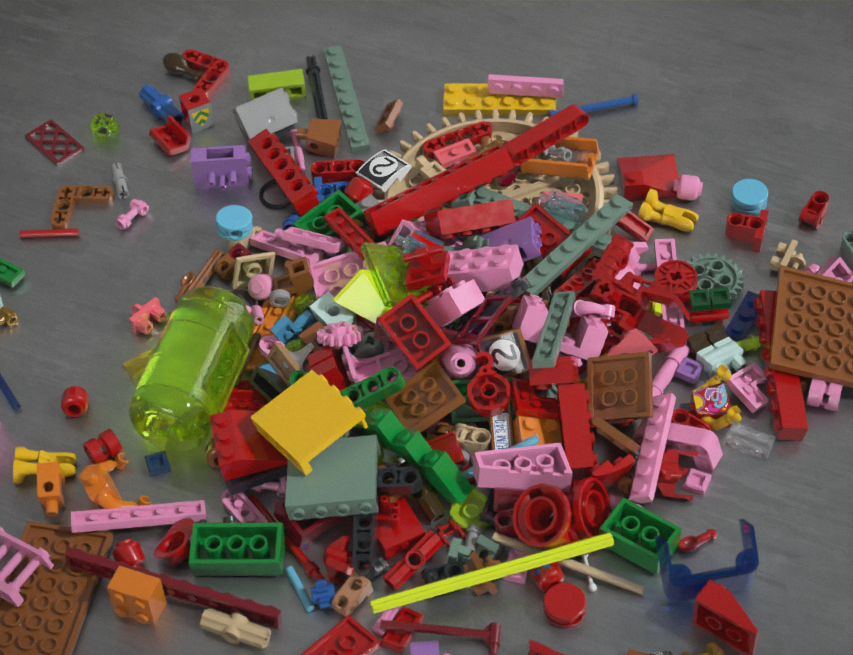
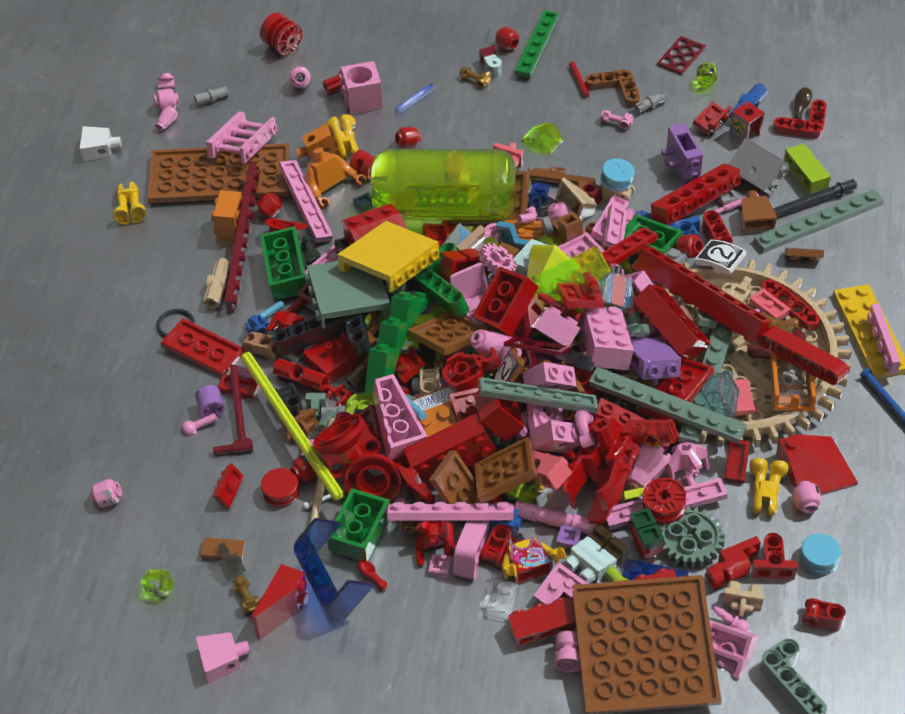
camera: 75 degrees right, 0 degrees up
(127, 282) = (543, 137): none -> clear neon green slope
(749, 257) = (733, 563): none -> red plate

